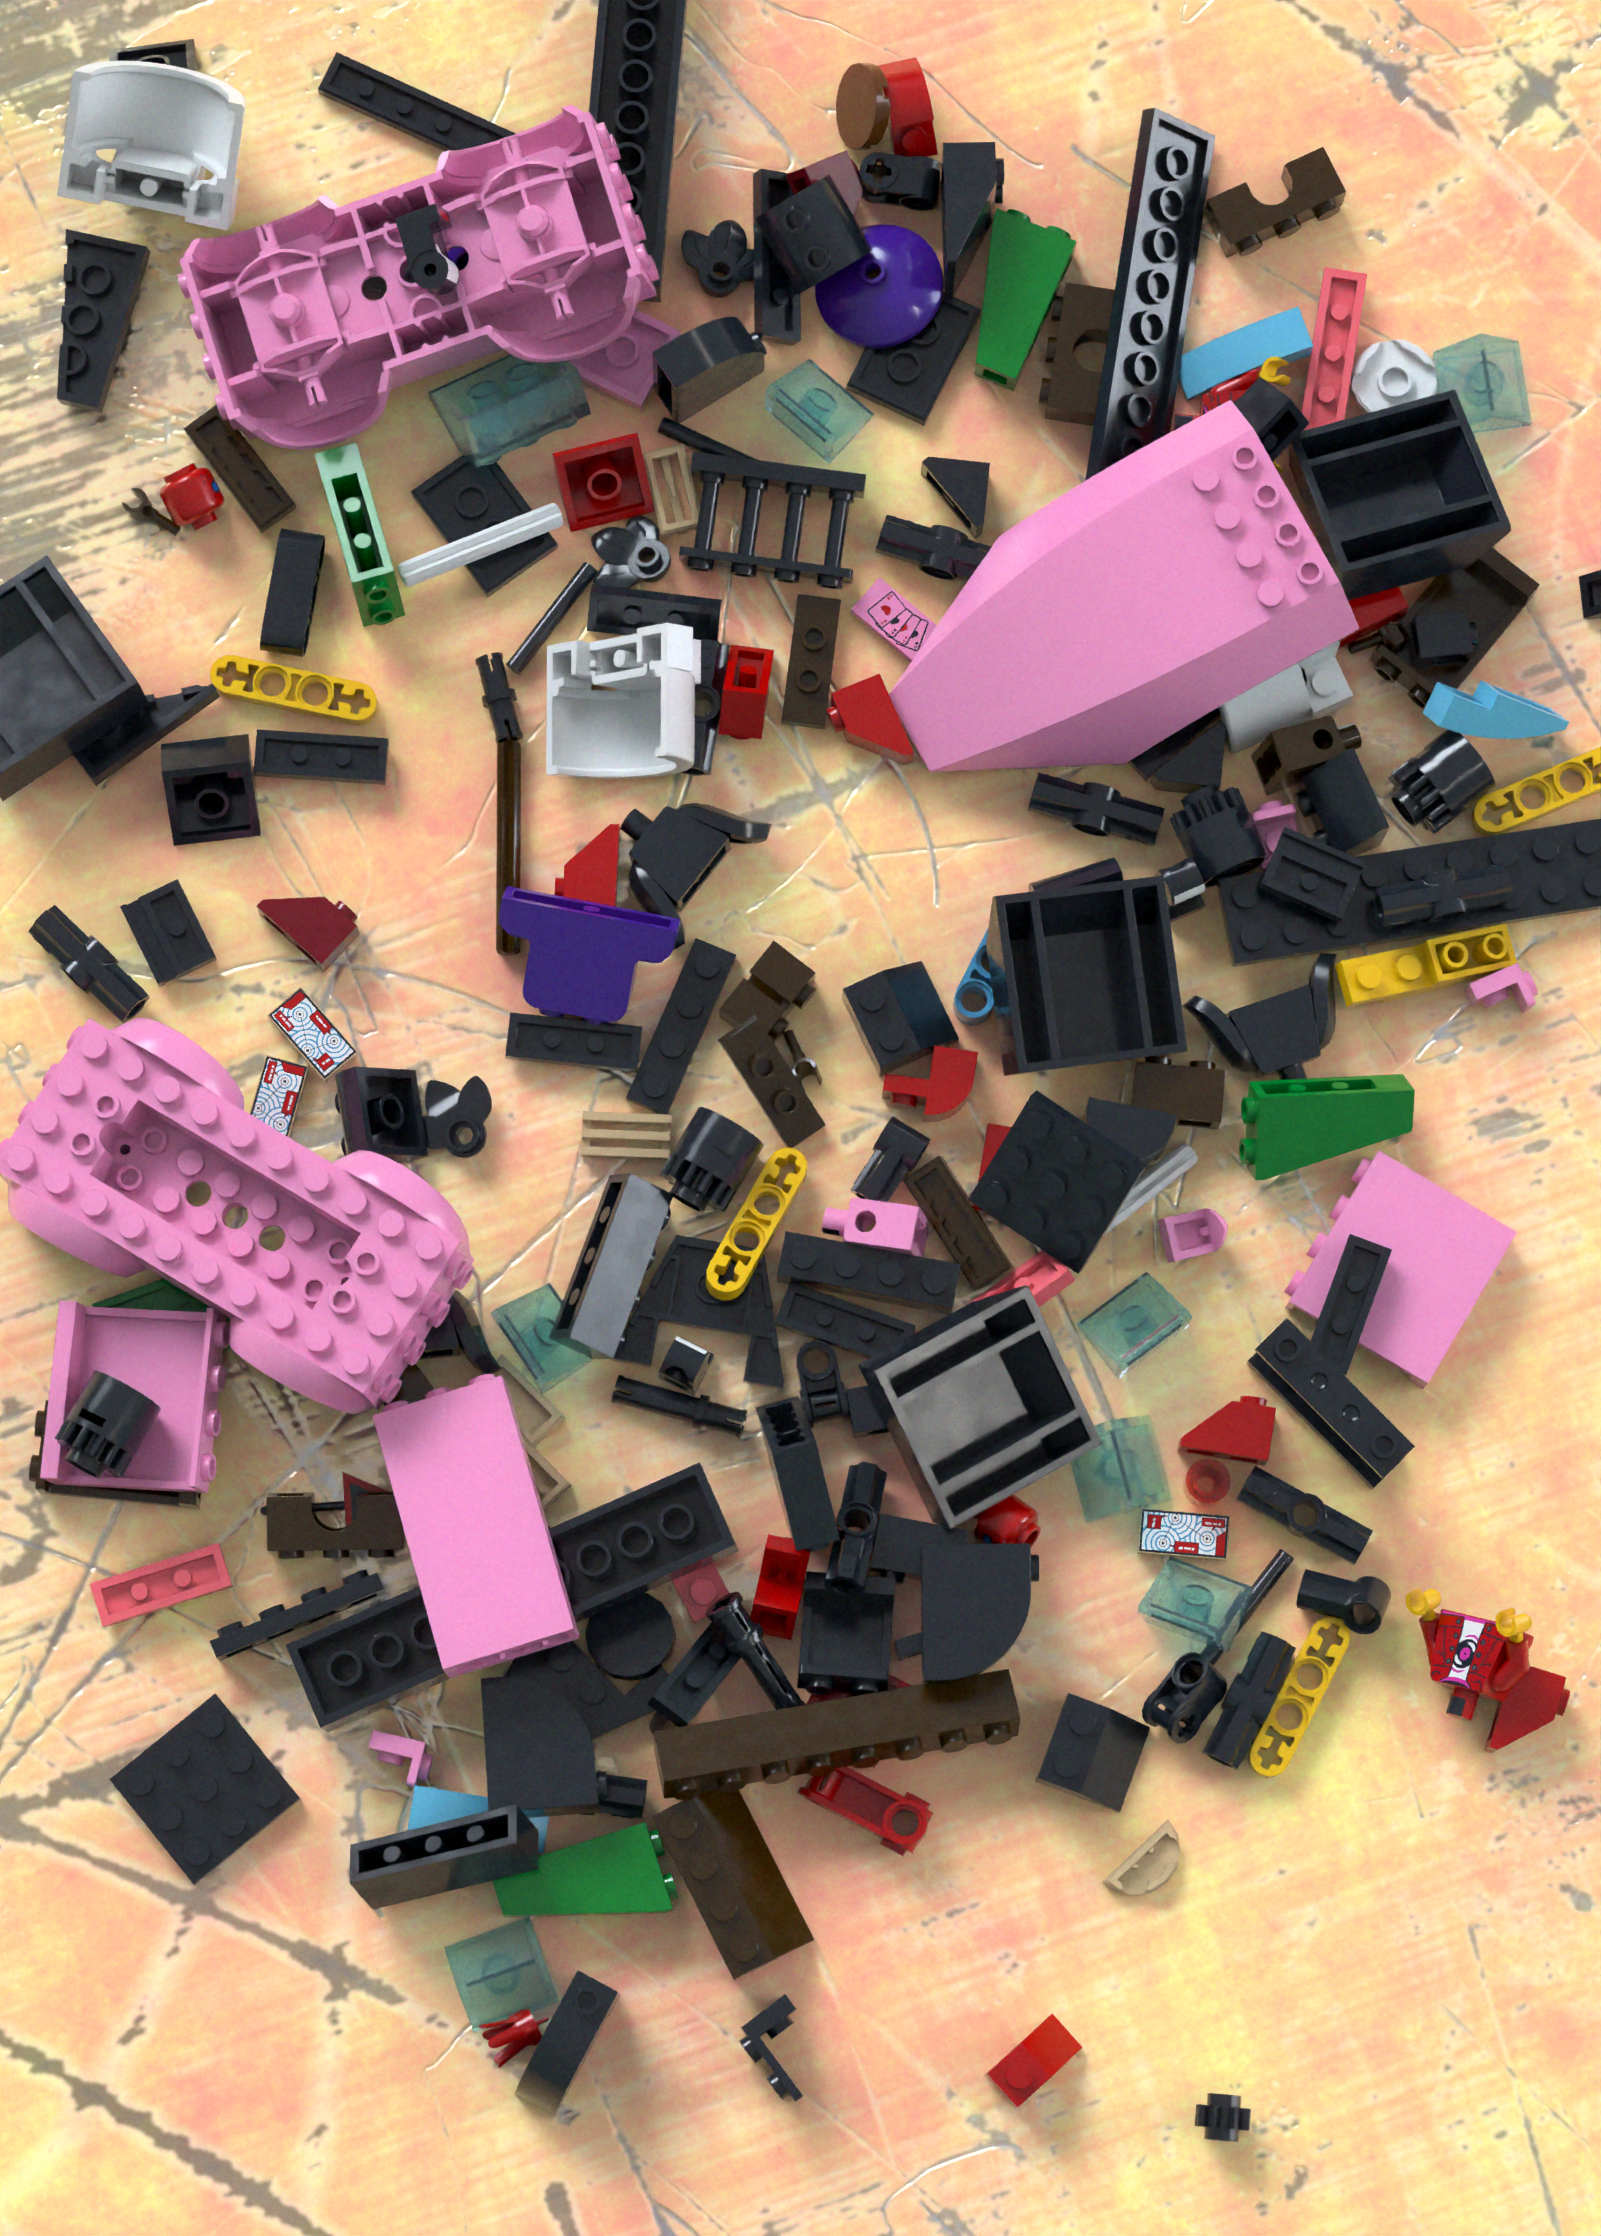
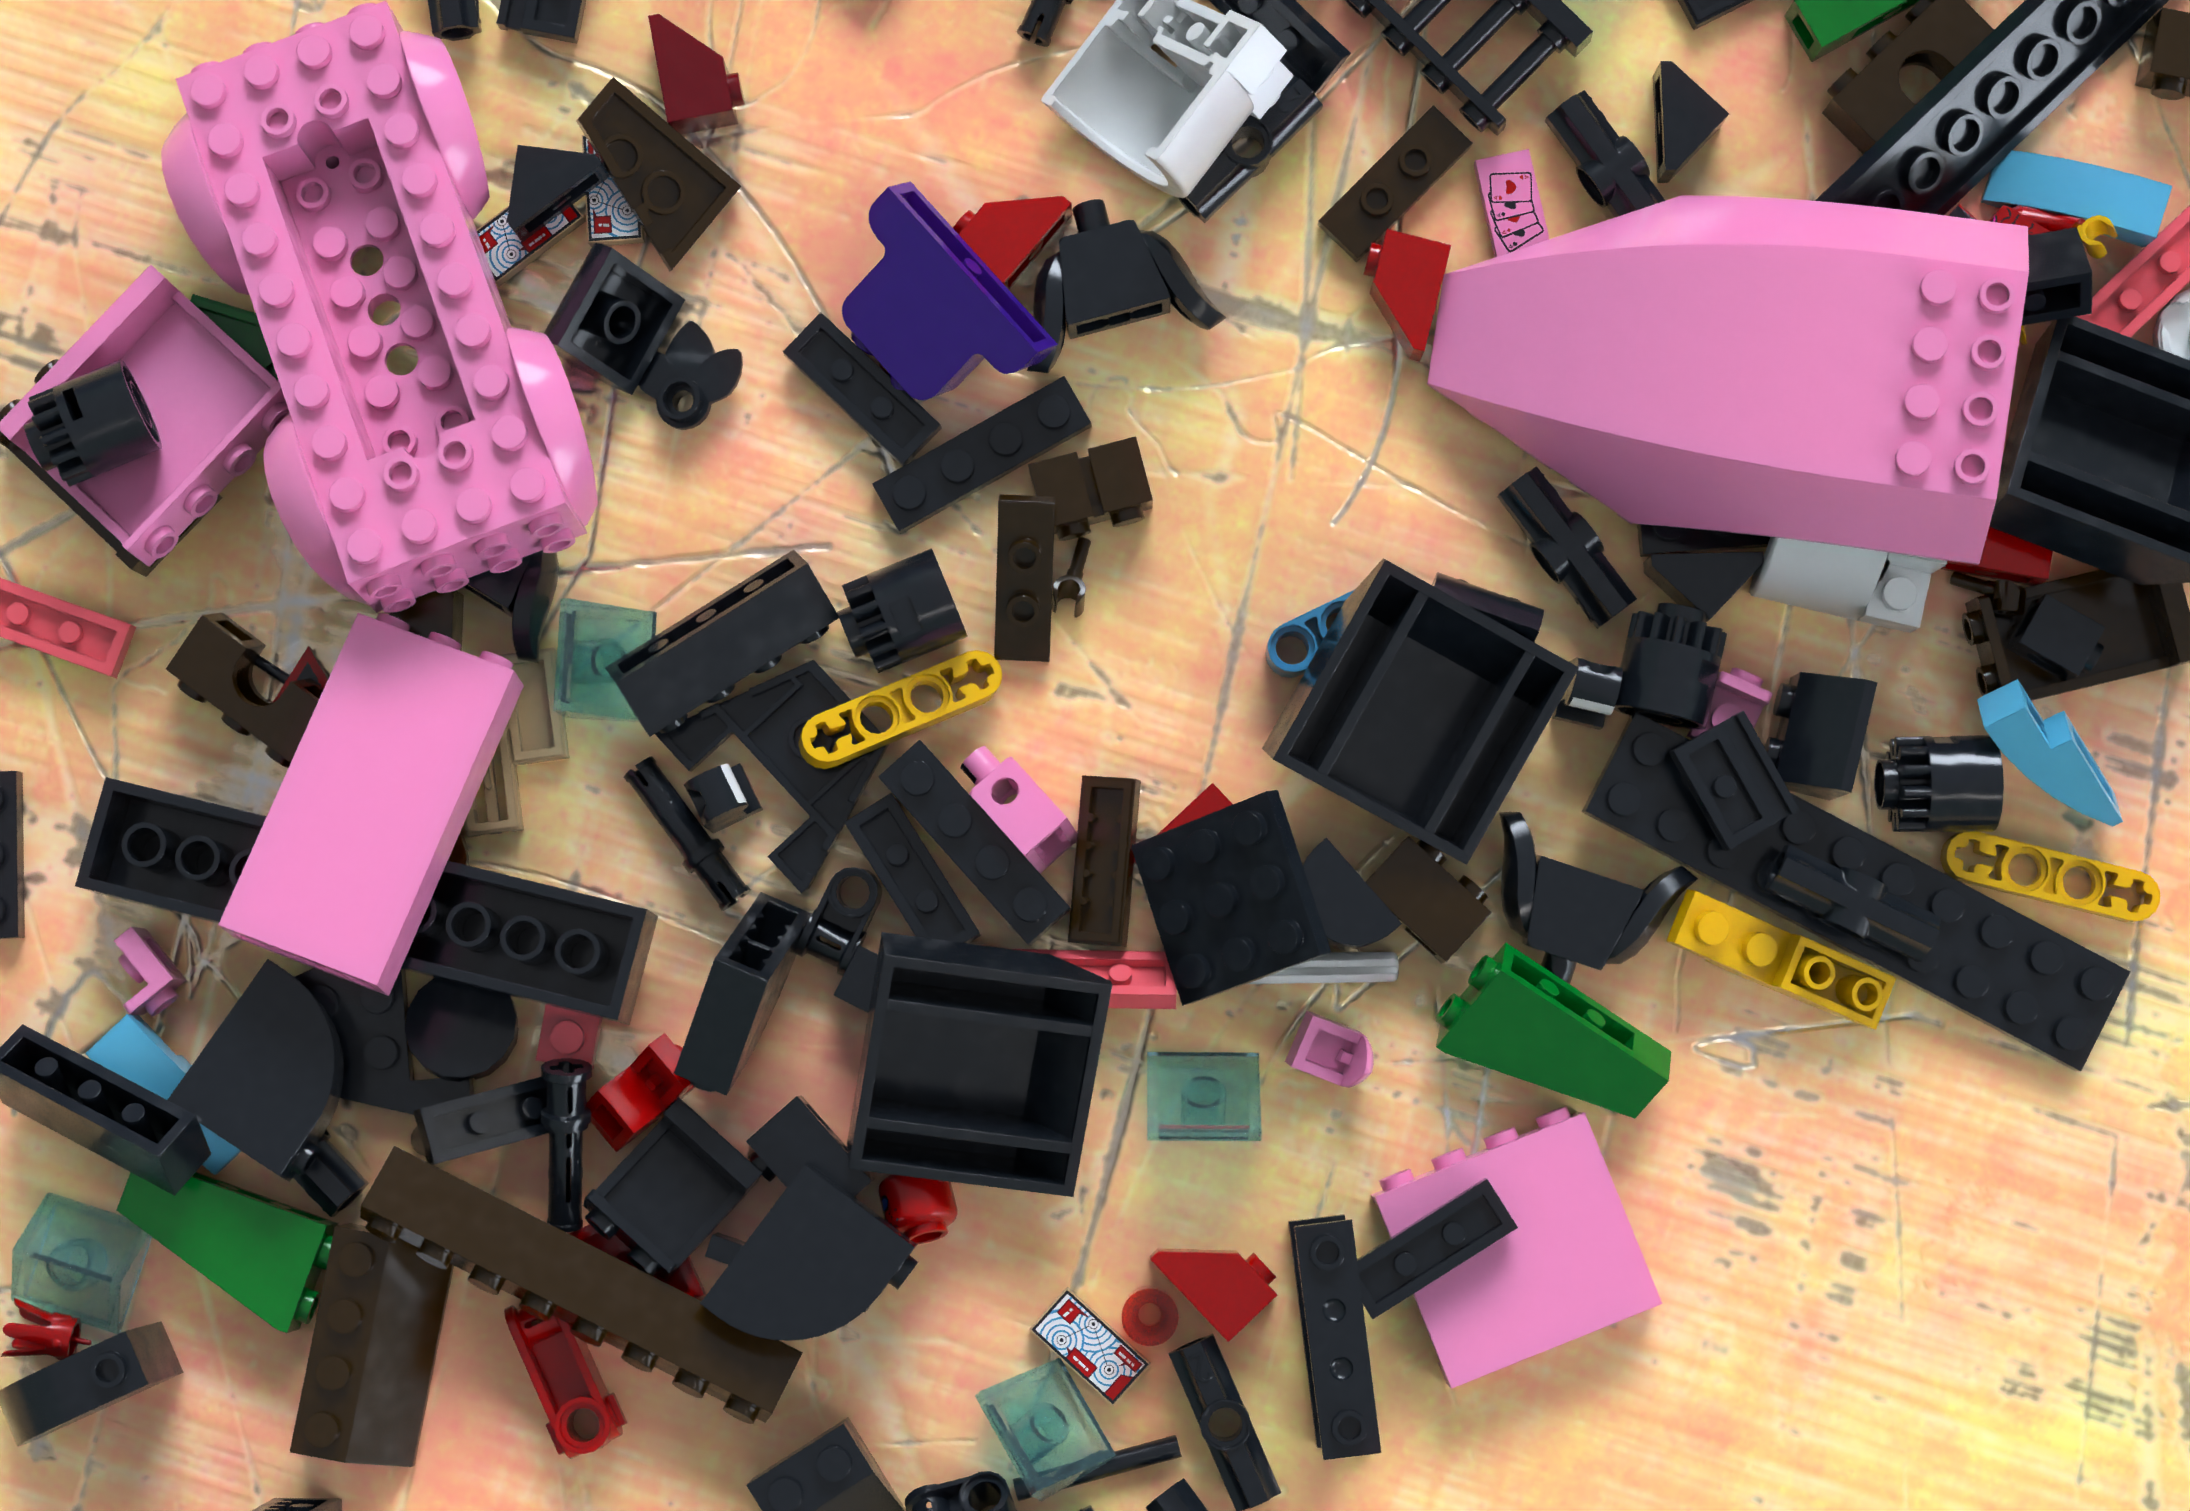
camera: 45 degrees right, 5 degrees up
(274, 1059) = (548, 184): none -> black slope
(280, 1621) = (131, 747): black plate -> none
(335, 1000) = (657, 170): none -> dark brown wing
(508, 834) = (964, 125): dark brown axle -> none
(630, 1119) = (808, 492): tan tile -> none
(745, 692) = (1303, 165): red slope -> none
(859, 1509) = (783, 1072): black piece -> none
(894, 1154) = (1095, 744): black piece -> none
(898, 1016) = (1207, 608): black slope -> none
(944, 1092) = (1196, 717): red brick -> none
(1122, 1471) = (1078, 1238): clear light blue slope -> none
(1300, 749) = (1822, 643): dark brown torso -> none
(1494, 988) = (1833, 1035): bright pink bracket -> none

